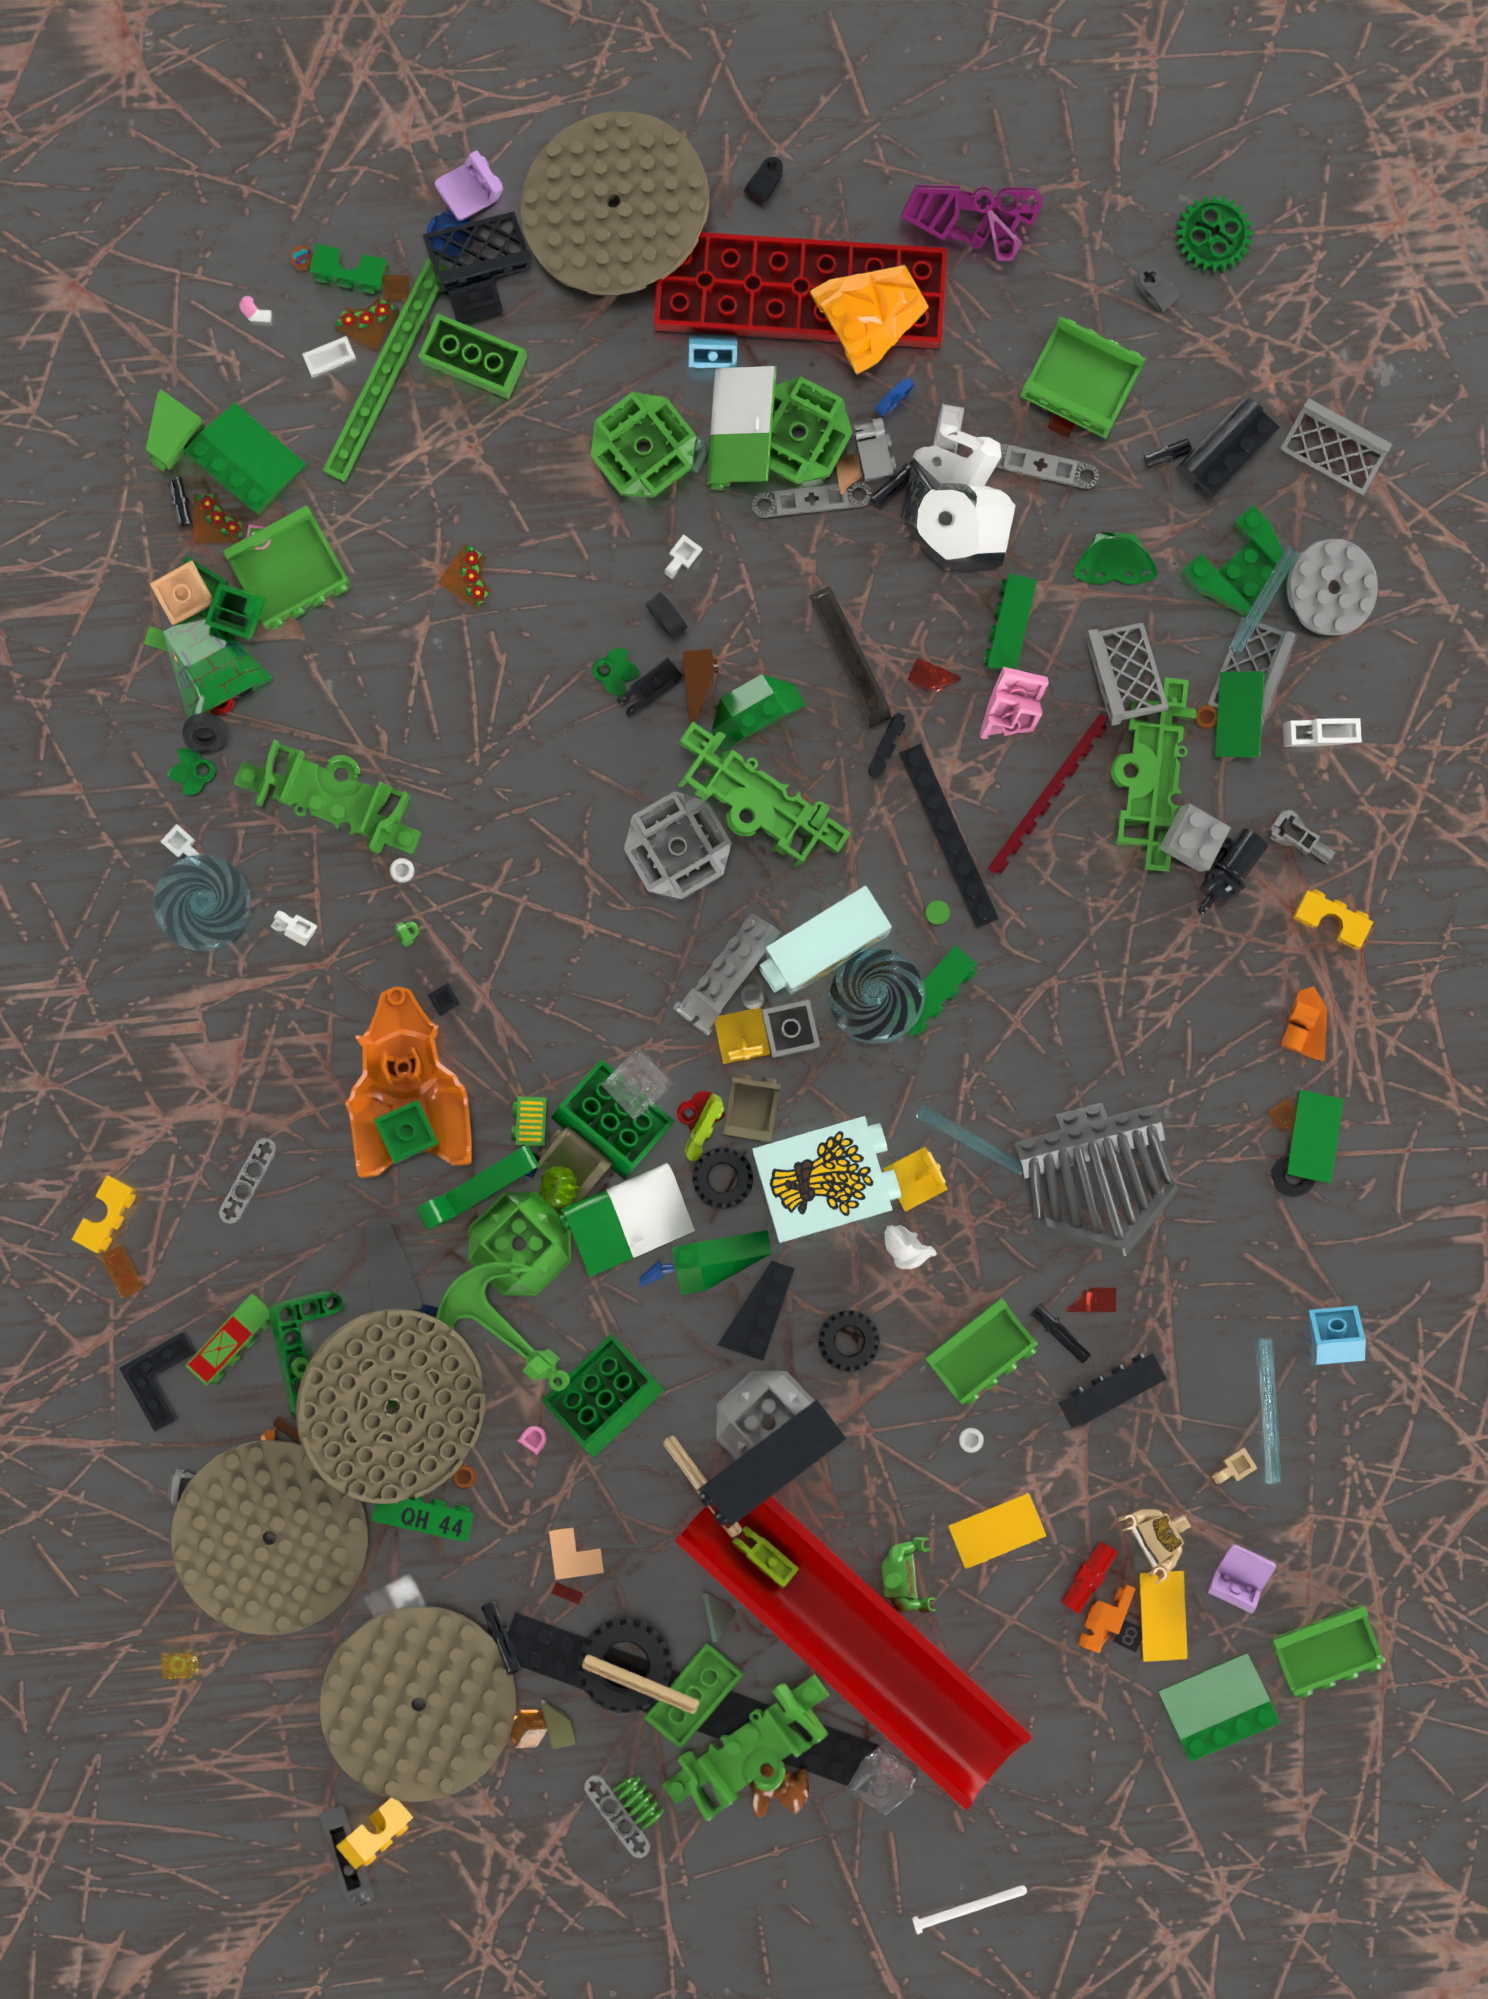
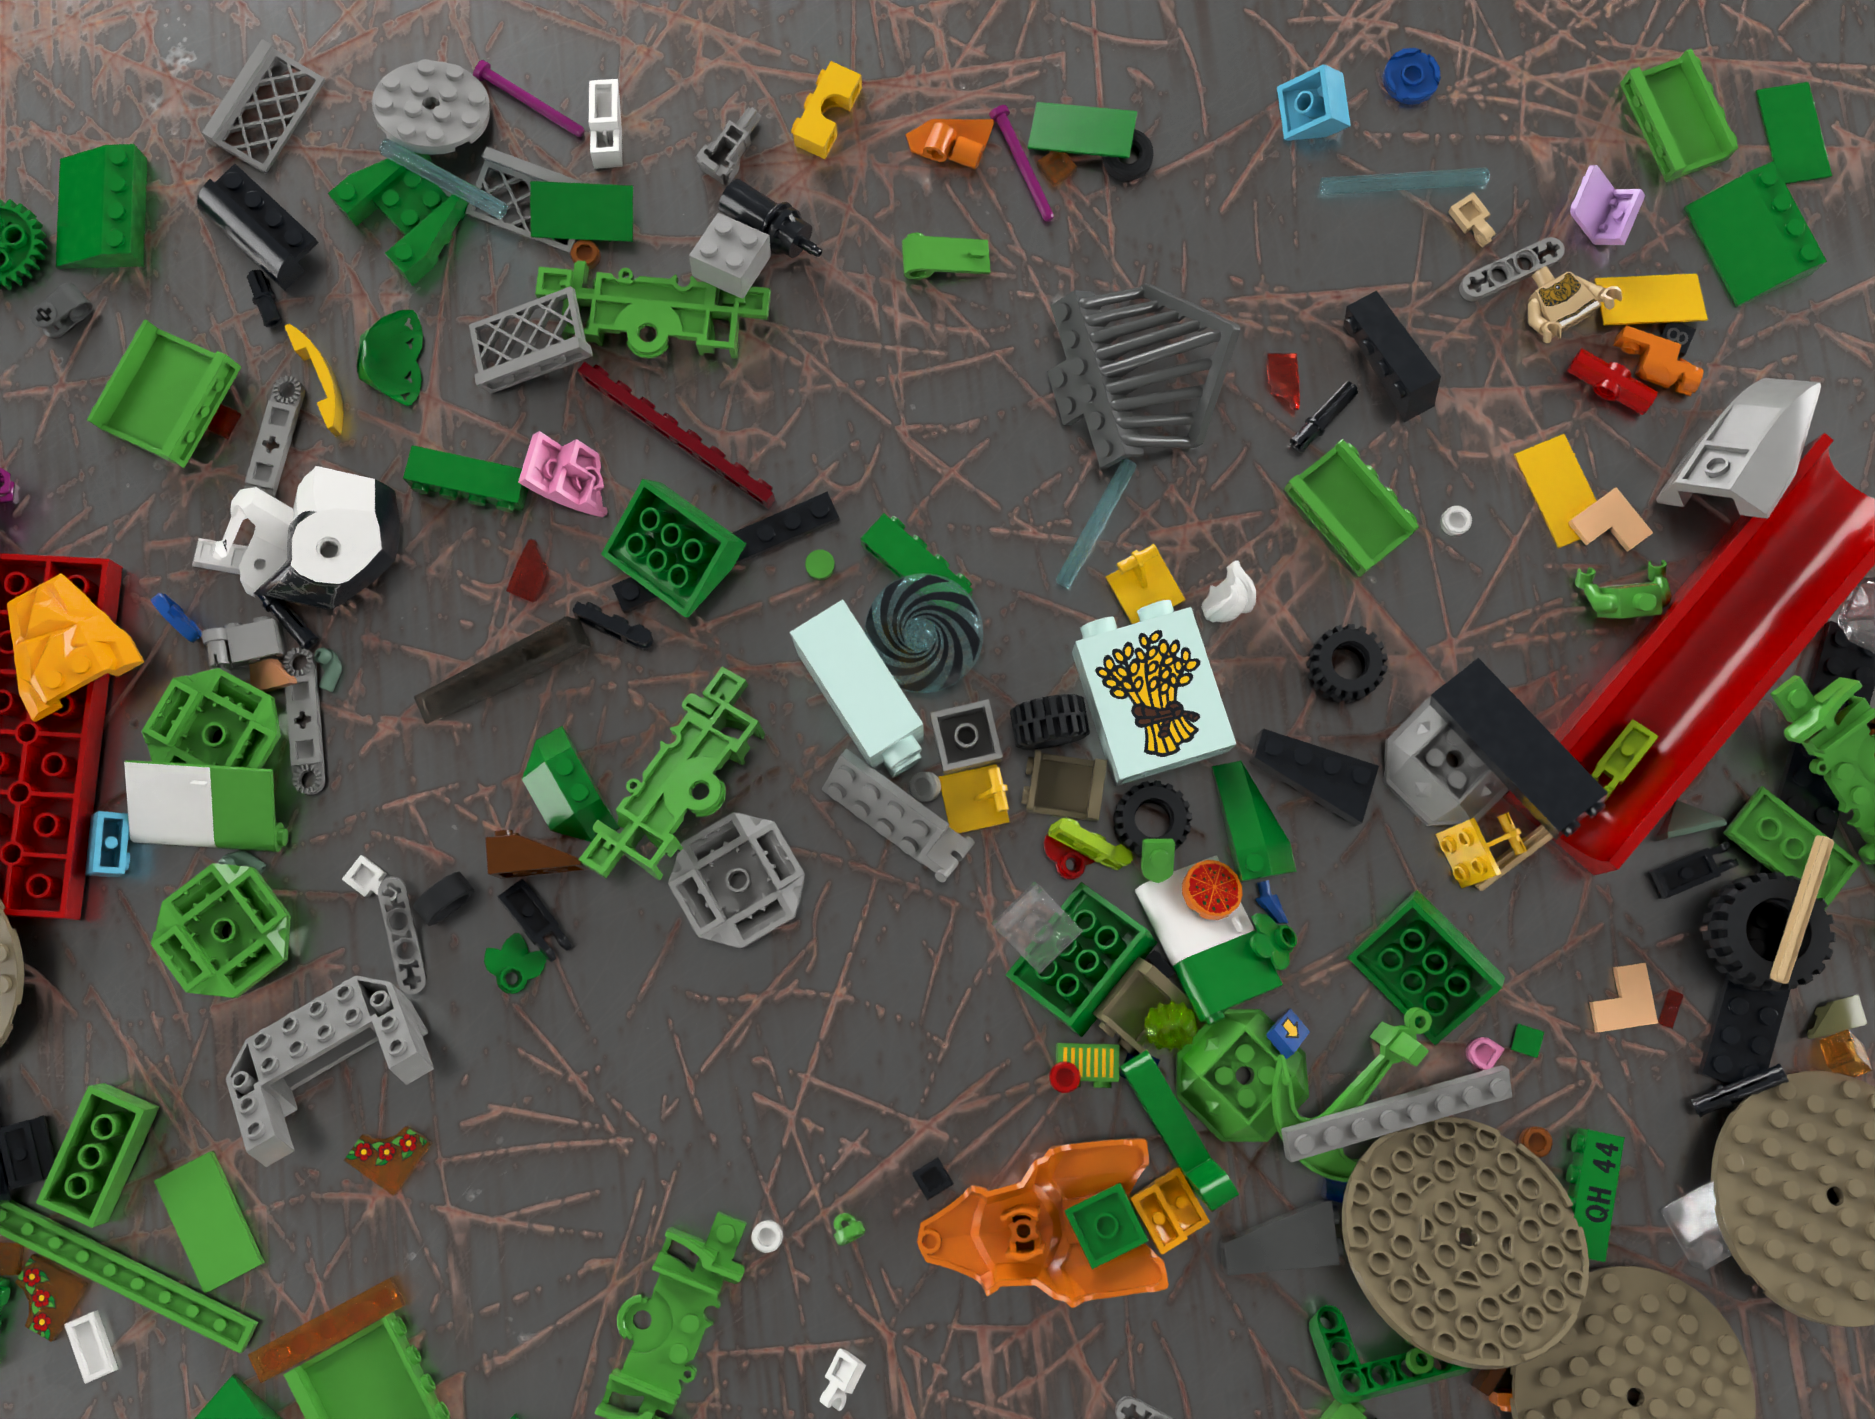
camera: 90 degrees left, 5 degrees down
(338, 534) = (326, 1329): none -> clear orange plate
(416, 1182) = (1169, 1210): none -> light orange slope
(420, 441) = (209, 1222): none -> bright green tile
(488, 1363) = (1396, 1113): none -> light grey plate
(519, 1101) = (1064, 1077): none -> red tile
(543, 1474) = (1527, 1040): none -> green piece
(551, 1279) = (1288, 1033): none -> blue tile
(557, 519) = (313, 1042): none -> light grey wedge
(607, 1181) = (1161, 964): none -> black tile
(624, 1271) = (1272, 941): none -> green plate
(638, 583) = (406, 934): none -> light grey beam
(665, 1223) = (1212, 889): none -> tile
(677, 1615) = (1691, 870): none -> black hinge
(689, 1178) = (1157, 859): none -> bright green plate
(690, 1431) = (1470, 853): none -> yellow plate
(801, 1095) = (1049, 721): none -> black tyre
(855, 519) = (331, 665): none -> sand green arm
(949, 792) = (672, 547): none -> green slope
(975, 1569) = (1611, 513): none -> light nougat tile
(1025, 1681) = (1749, 448): none -> light grey wedge
(1070, 513) = (332, 406): none -> yellow slope
(1193, 1497) = (1512, 270): none -> light grey beam
(1202, 1017) = (932, 254): none -> bright green door
(1246, 315) = (102, 208): none -> green slope
(1315, 1753) = (1794, 132): none -> green window
(1329, 1066) = (1000, 115): none -> magenta bar
(1366, 1422) = (1411, 76): none -> blue tile
(1369, 629) = (483, 71): none -> magenta bar

